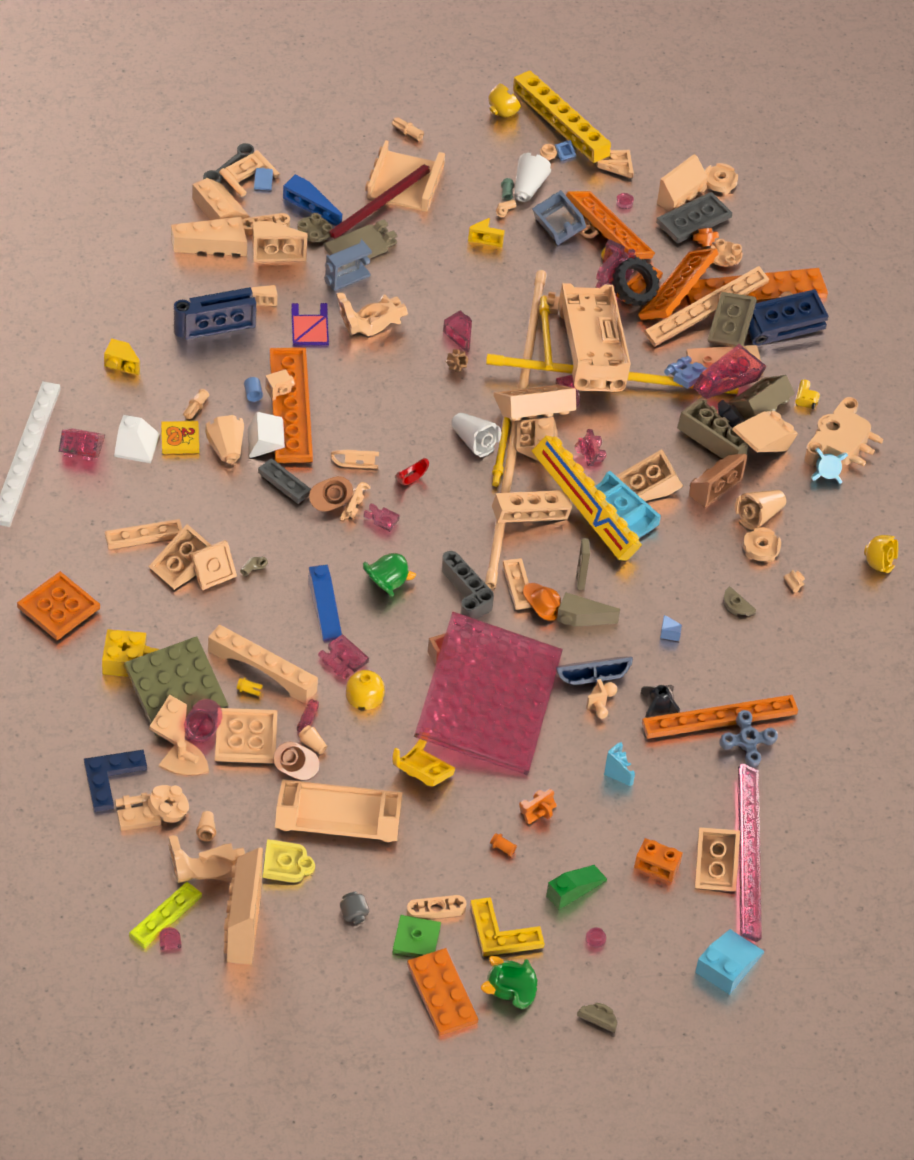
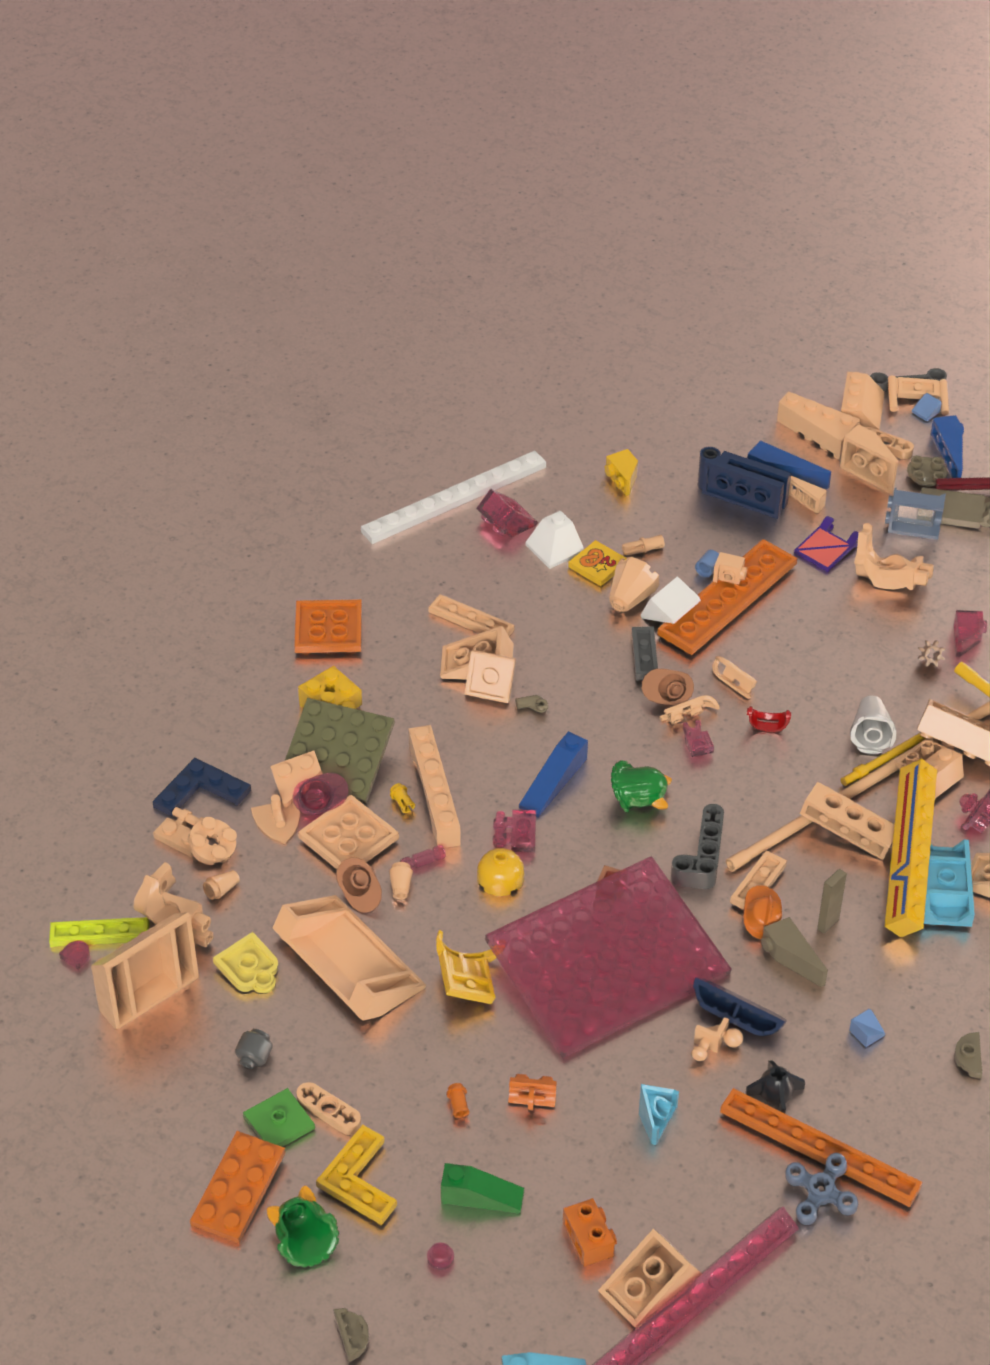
camera: 50 degrees right, 5 degrees down
(225, 281) = (790, 463): none -> blue slope

